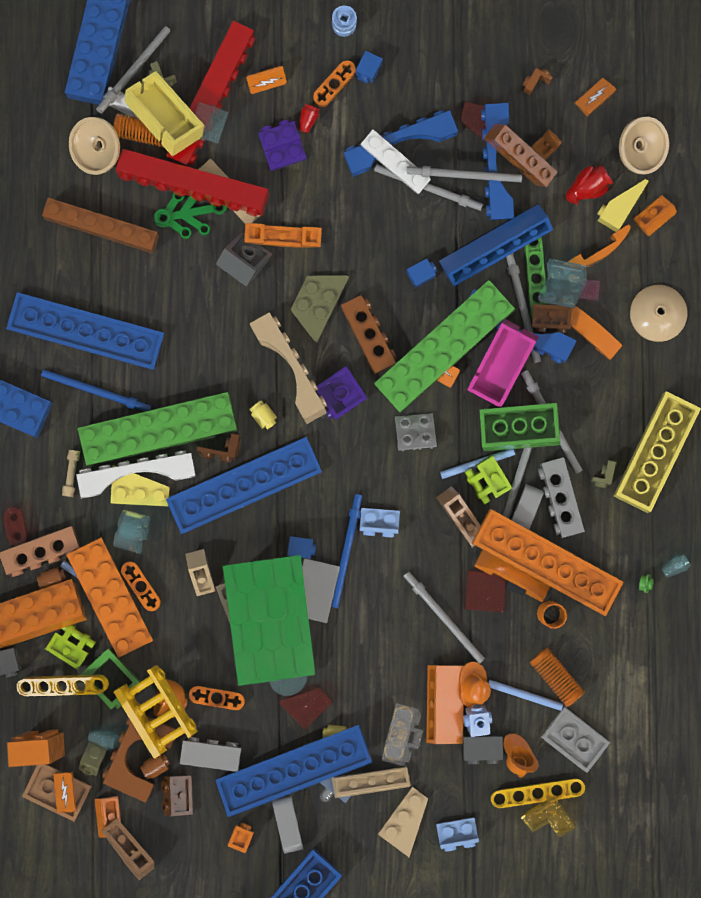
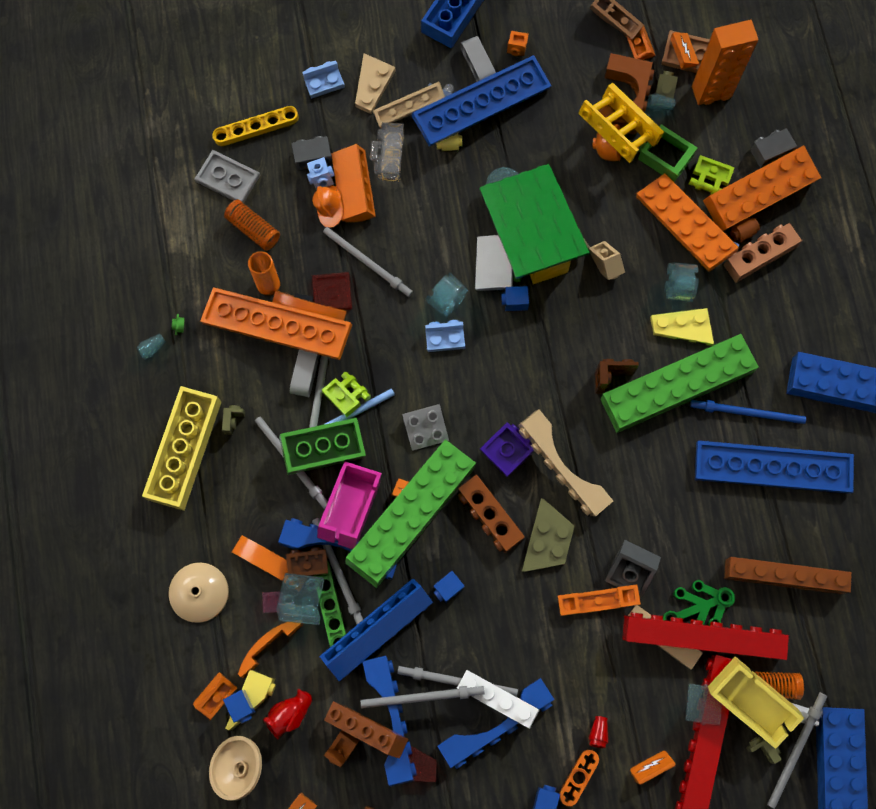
camera: 175 degrees right, 10 degrees down
(14, 527) = (794, 270): clear red plate -> none
(70, 681) = (705, 141): yellow beam -> none
(73, 457) = (750, 314): tan bar -> none
(86, 148) = (816, 658): tan dish -> none
(95, 482) = (654, 350): white arch -> none
(137, 571) = (659, 247): orange beam -> none
(154, 767) = (601, 88): dark orange brick -> none
(177, 795) = (582, 67): bracket -> none
(202, 700) = (570, 149): orange beam -> none
(210, 754) = (558, 104): light grey brick -> none
(244, 485) = (582, 347): blue plate -> none
(263, 415) = (578, 416): light yellow brick -> none
(282, 145) = (620, 698): dark purple plate -> none
(306, 706) = (481, 161): clear red wing -> none
(354, 514) = (470, 339): blue bar -> none
(370, 562) = (446, 294): none -> clear light blue brick
(459, 513) = (368, 356): medium nougat slope -> none
(520, 756) = (276, 152): orange piece -> none
(525, 695) = (280, 207): light blue bar -> none
(549, 812) = (240, 108): clear yellow plate -> none
(559, 468) = (259, 362): light grey brick -> none
(632, 195) = (239, 707): none -> blue brick

